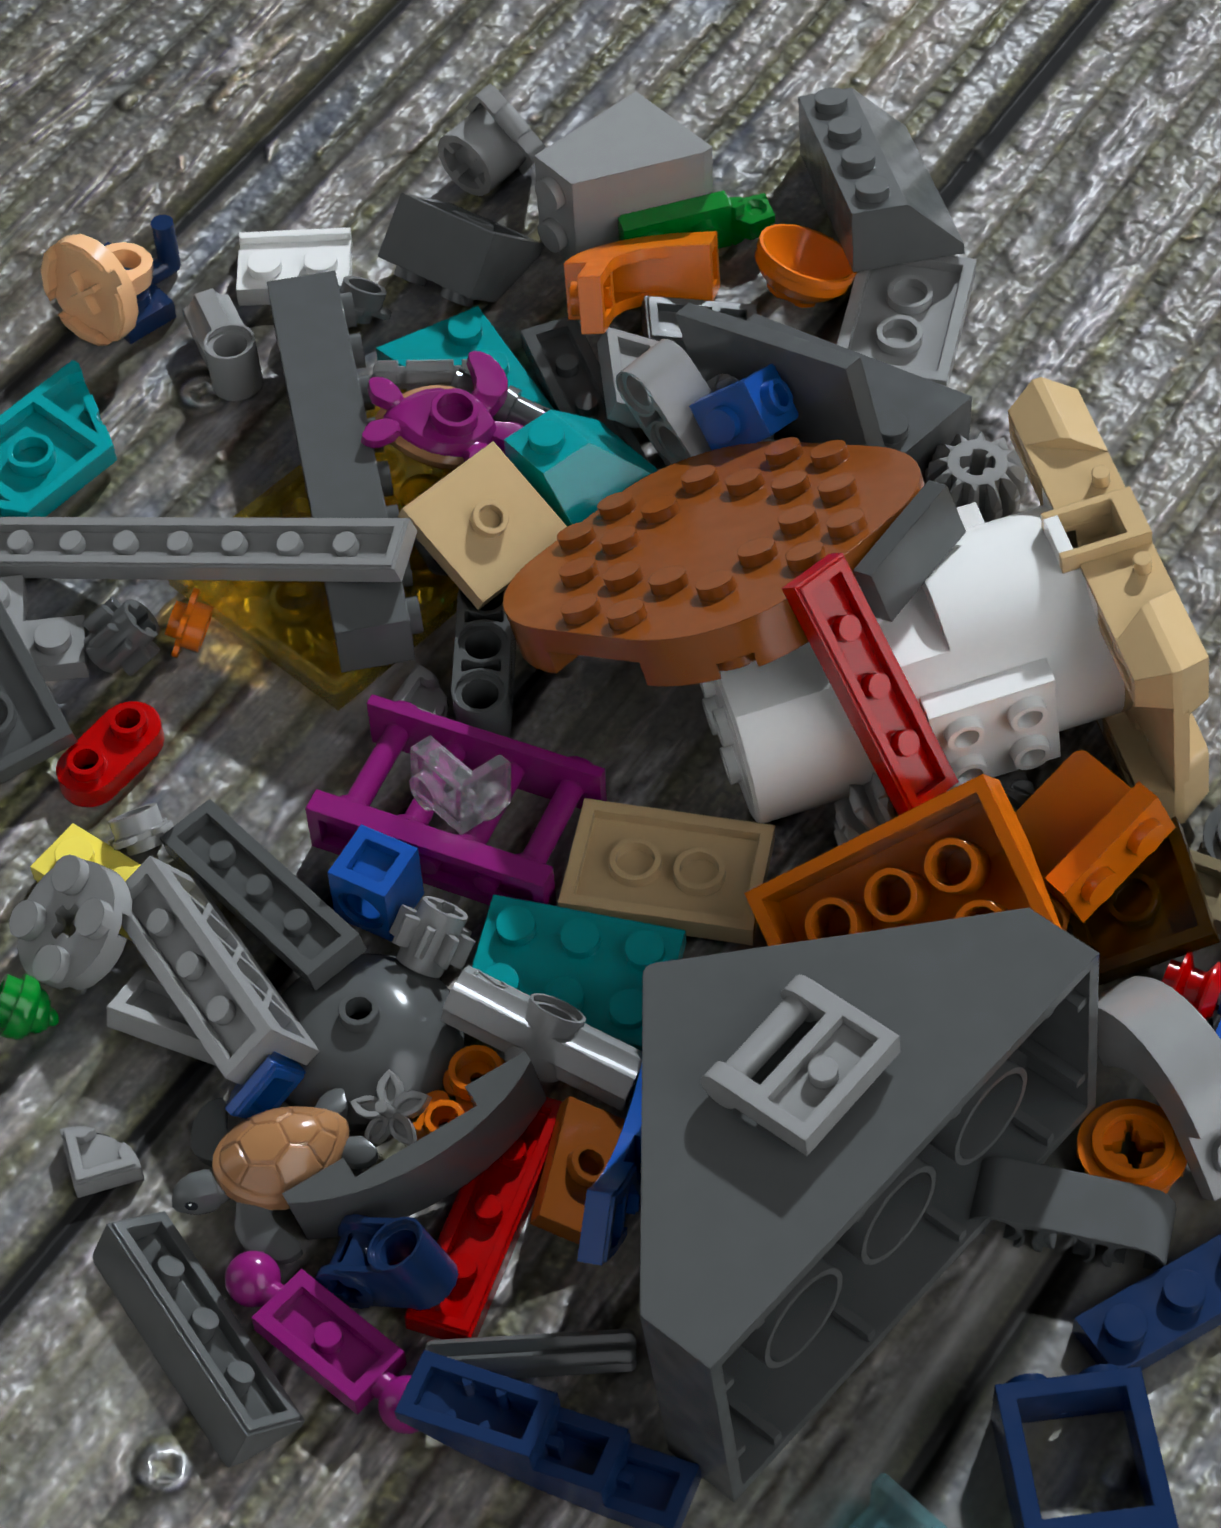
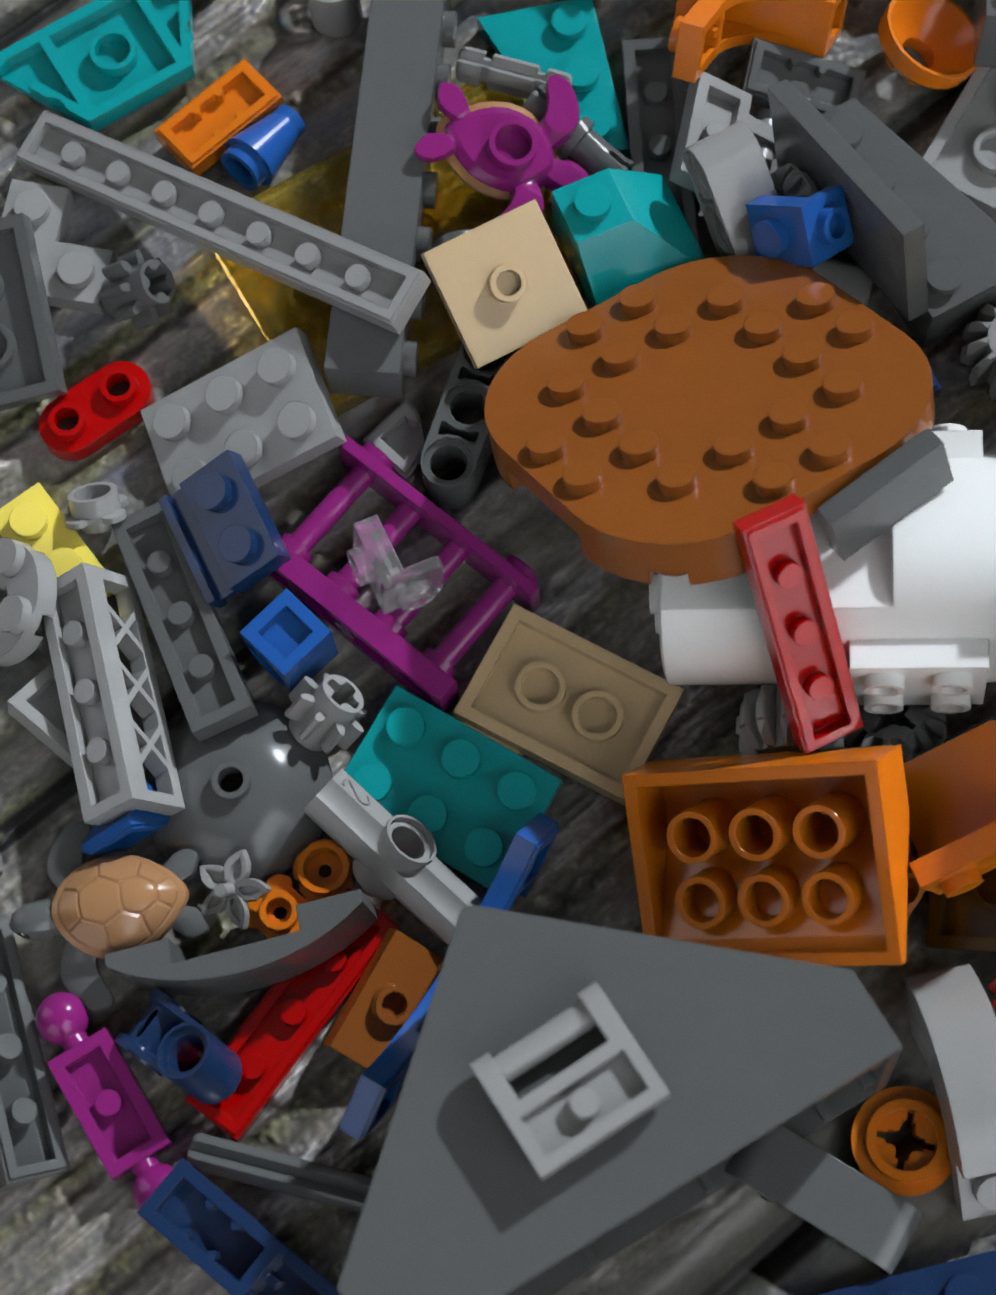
camera: 20 degrees right, 20 degrees up
(156, 478) = (225, 108): none -> orange plate
(189, 623) = (206, 291): orange plate -> none
(206, 491) = (259, 150): none -> blue cone
(265, 718) = (259, 405): none -> light grey plate
(280, 798) = (224, 529): none -> dark blue plate

